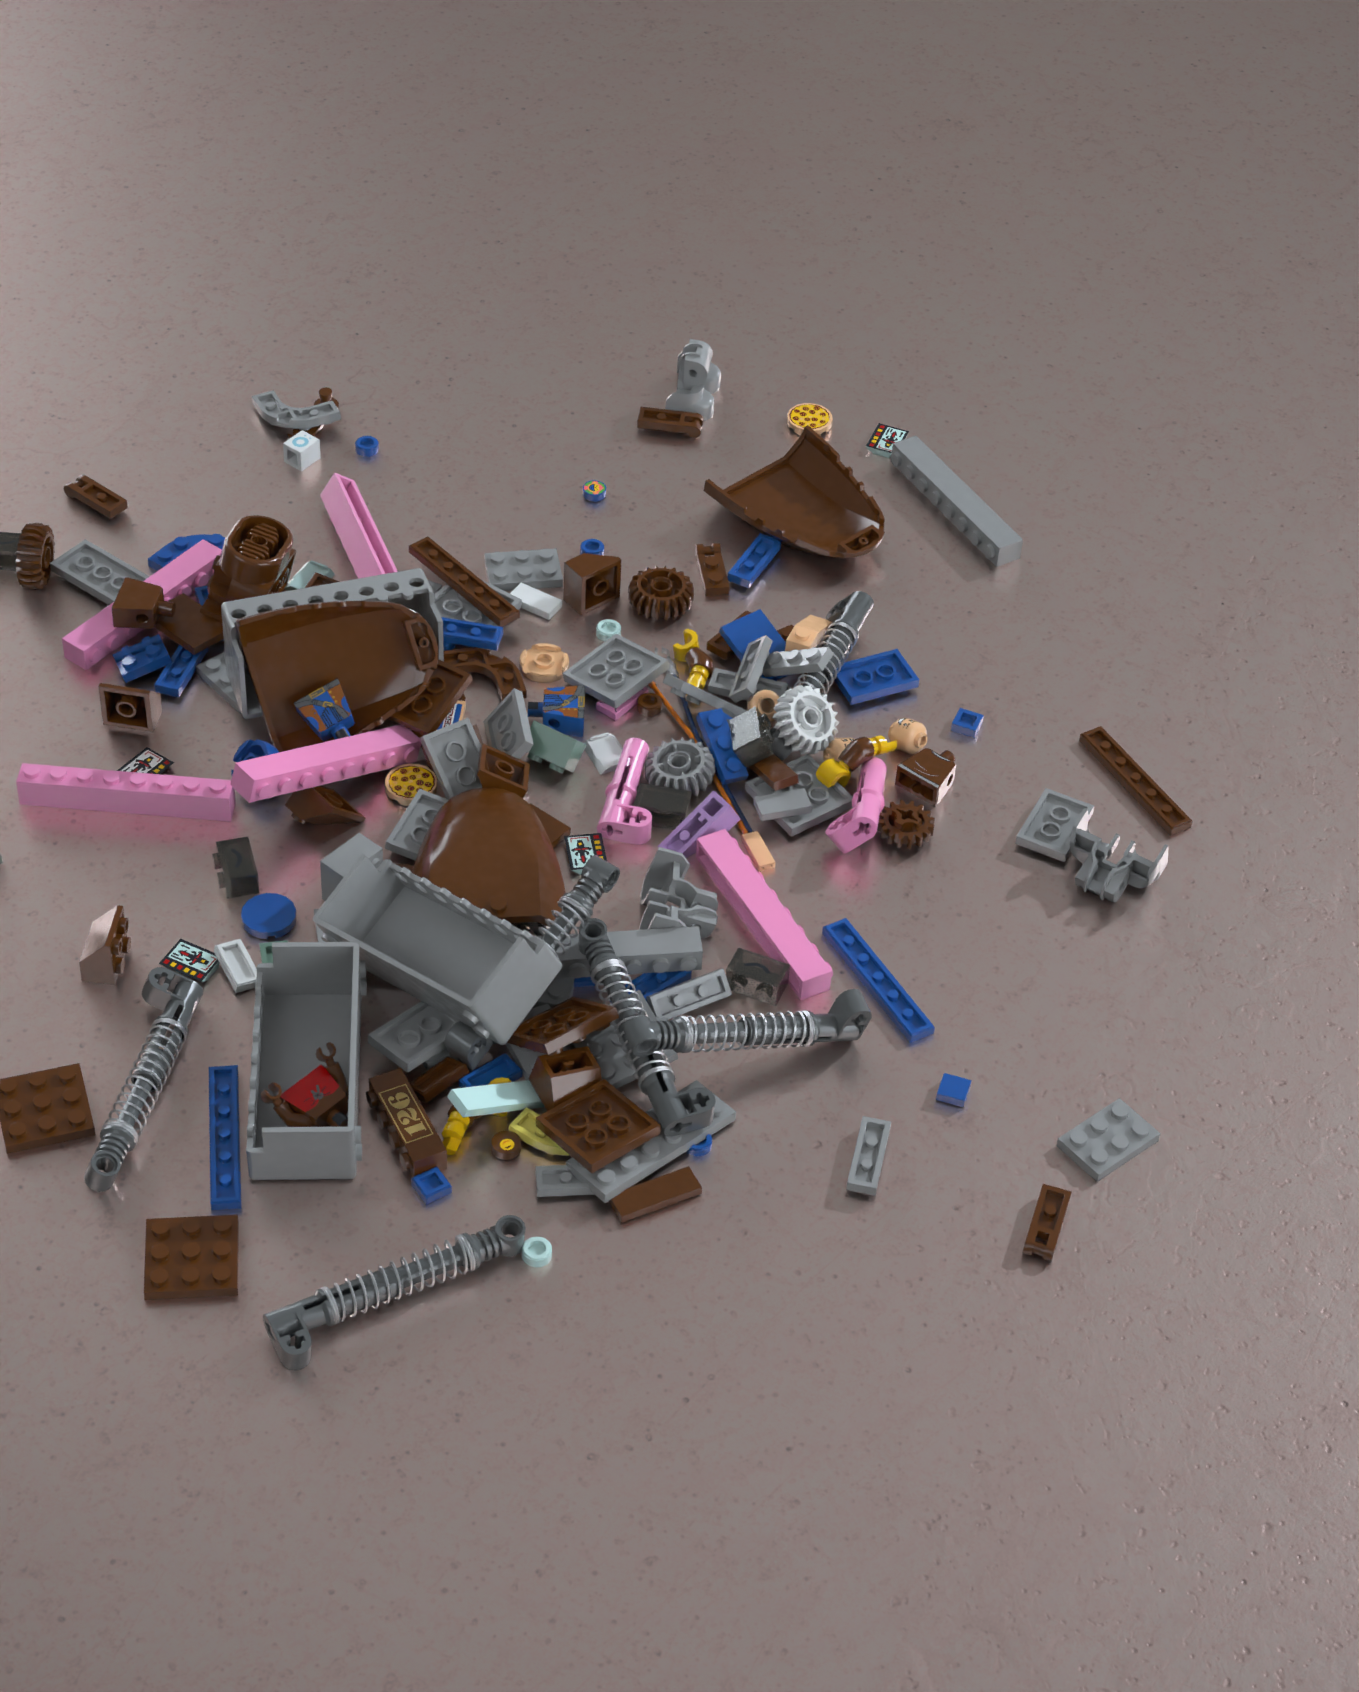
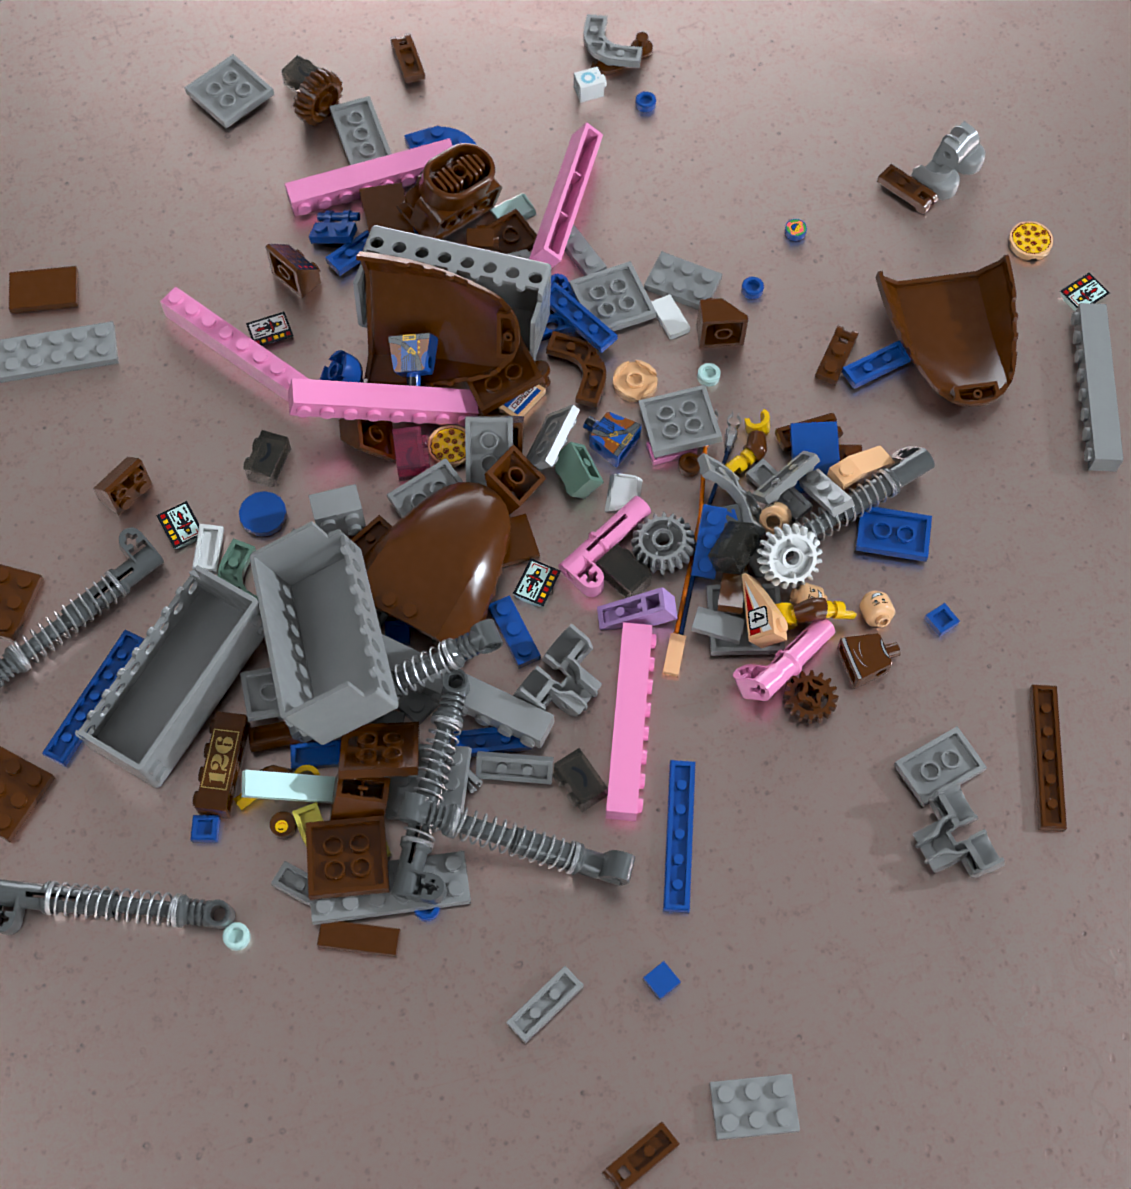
camera: 35 degrees right, 20 degrees up
(140, 605) = (353, 181): reddish brown torso -> none
(316, 1099) = (157, 706): reddish brown torso -> none
(377, 802) = (410, 452): none -> clear pink brick
(464, 582) = (621, 274): reddish brown tile -> none
(611, 904) = (514, 632): none -> blue plate
(661, 593) = (764, 350): reddish brown gear -> none
(820, 774) = (764, 620): none -> light nougat slope

